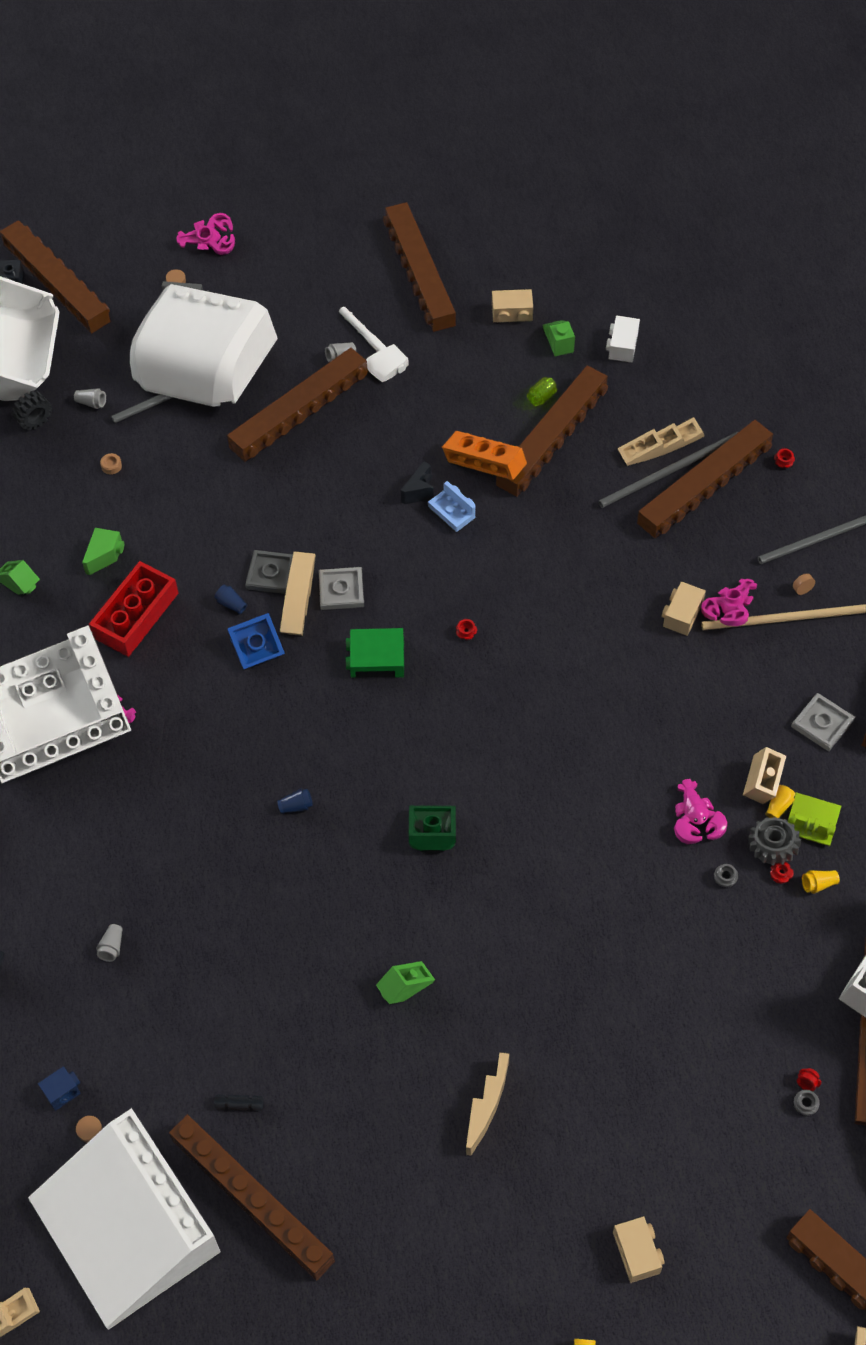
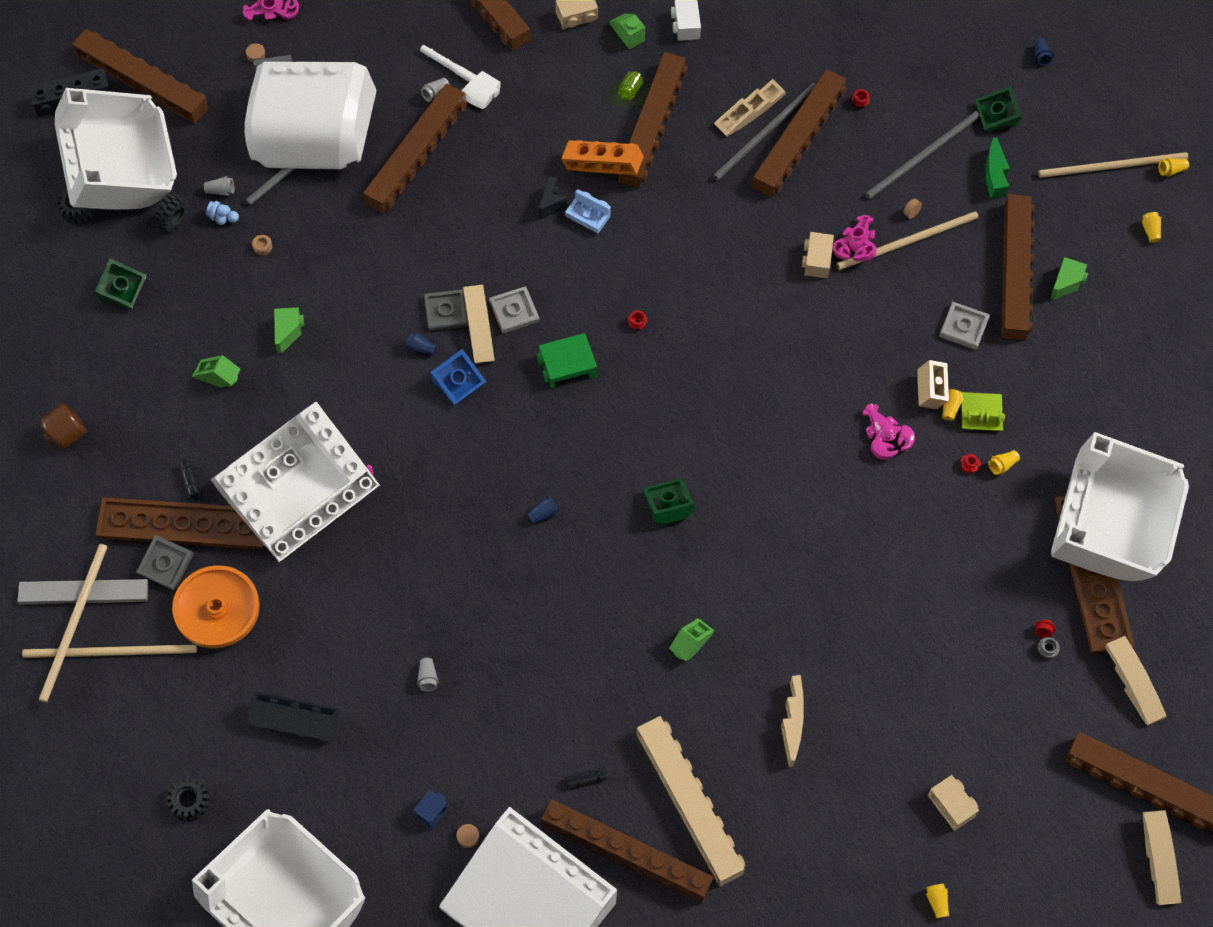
camera: 20 degrees left, 5 degrees up
(81, 423) = (221, 213): none -> light blue piece
(133, 608) = (338, 373): red brick -> none
(340, 1162) = (690, 801): none -> tan brick
(726, 869) = (929, 473): flat silver plate -> none
(774, 841) = (957, 448): dark grey gear -> none

